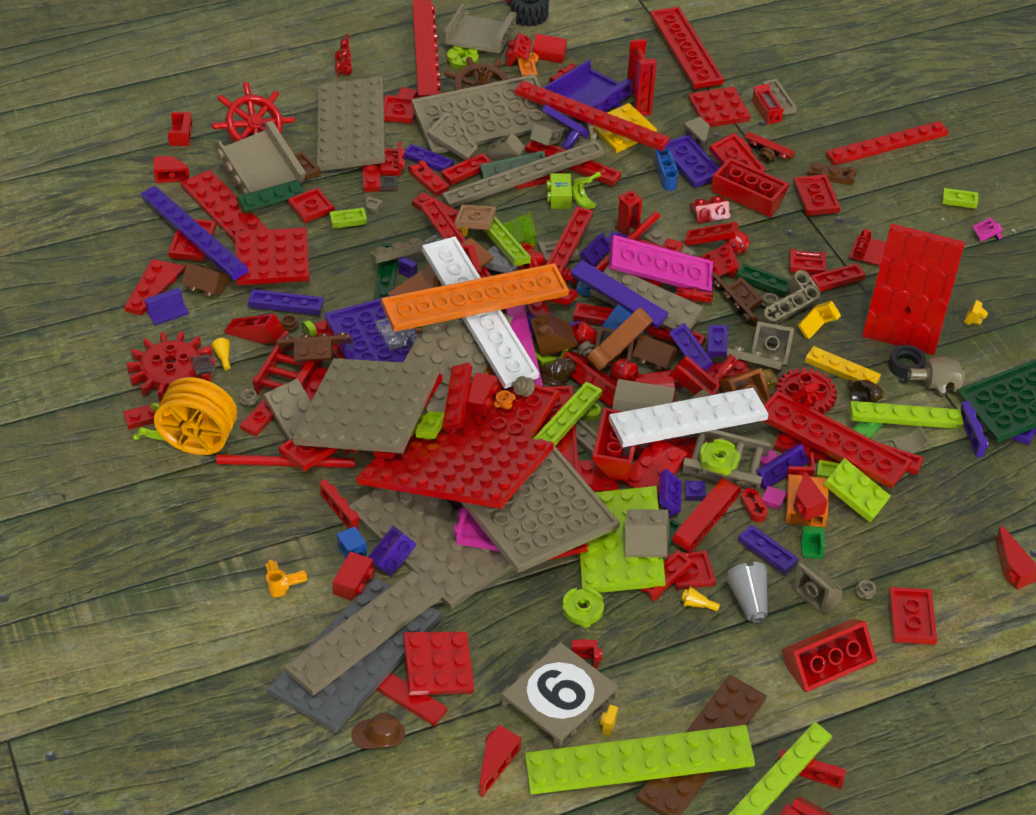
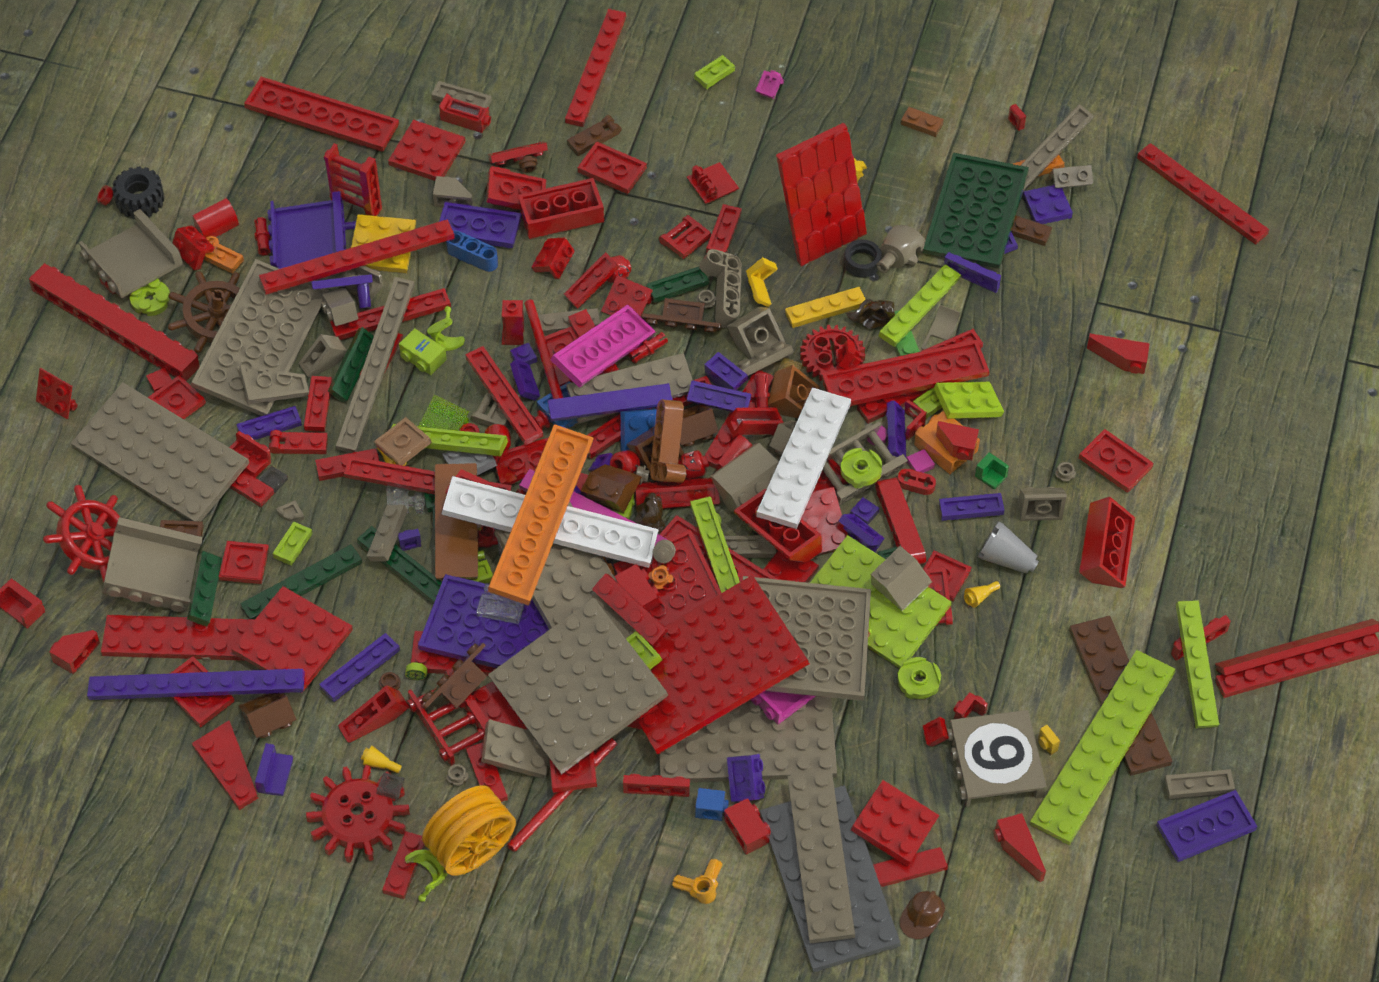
camera: 50 degrees left, 10 degrees up
(334, 242) = (306, 580): none -> dark green plate
(545, 642) = (935, 731): none -> red plate

